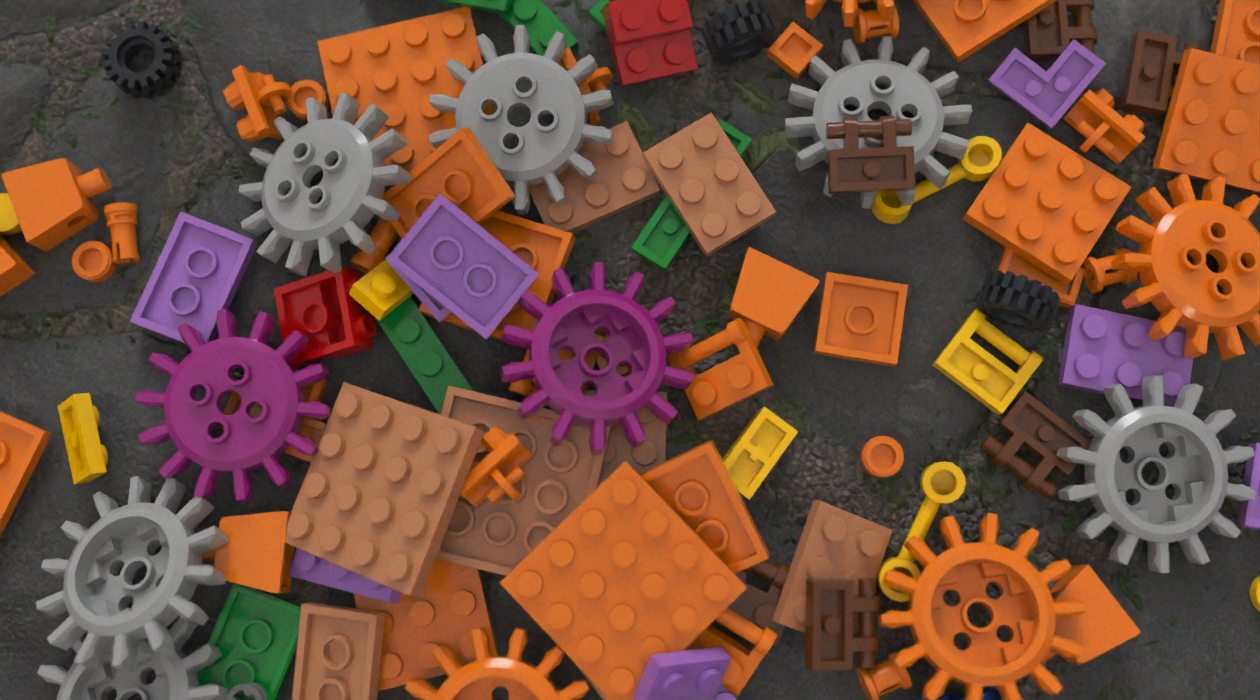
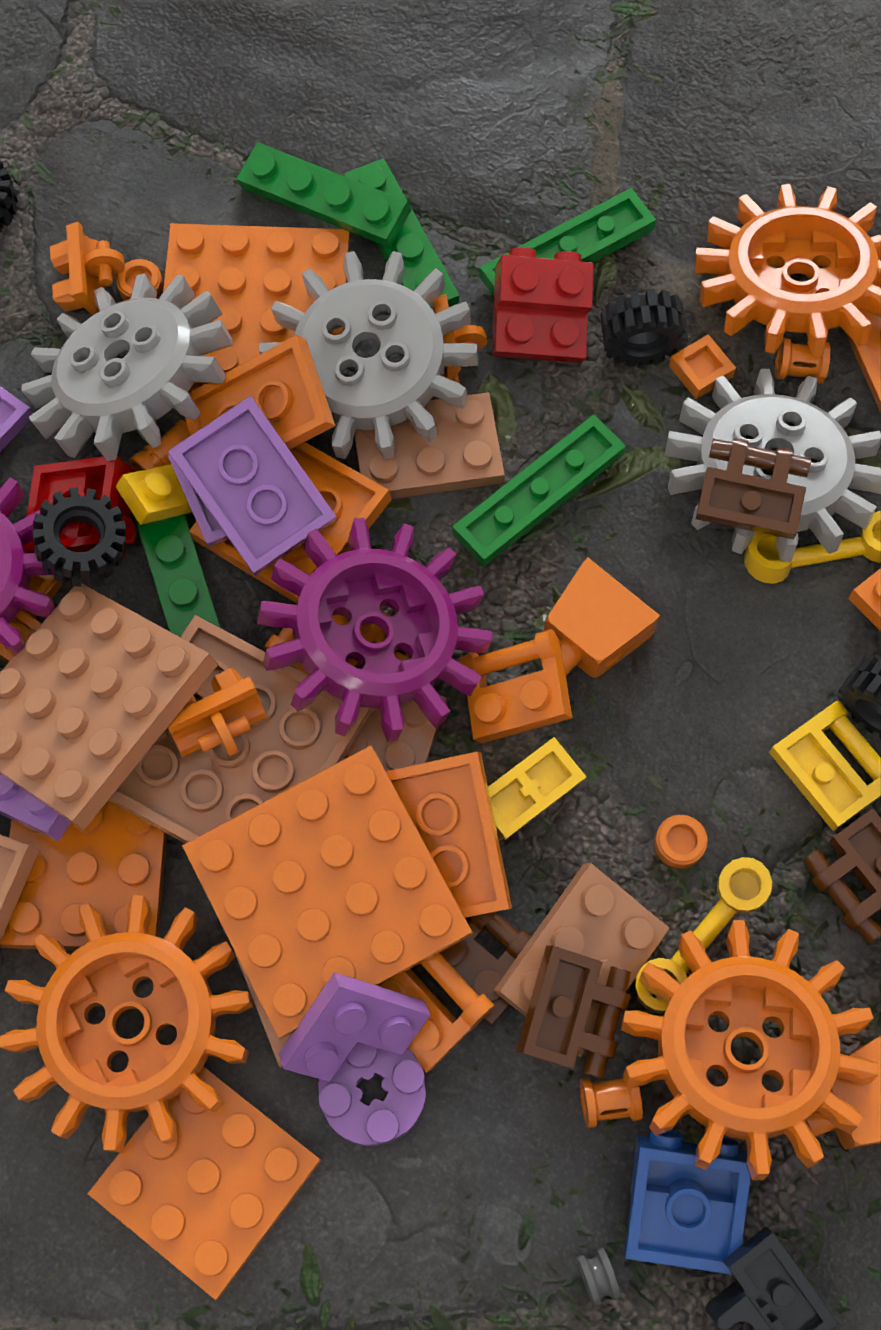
camera: 10 degrees right, 10 degrees down
(330, 324) = (73, 509): none -> black tyre
(709, 184) = (561, 480): nougat plate -> none
(860, 319) = (697, 677): orange plate -> none

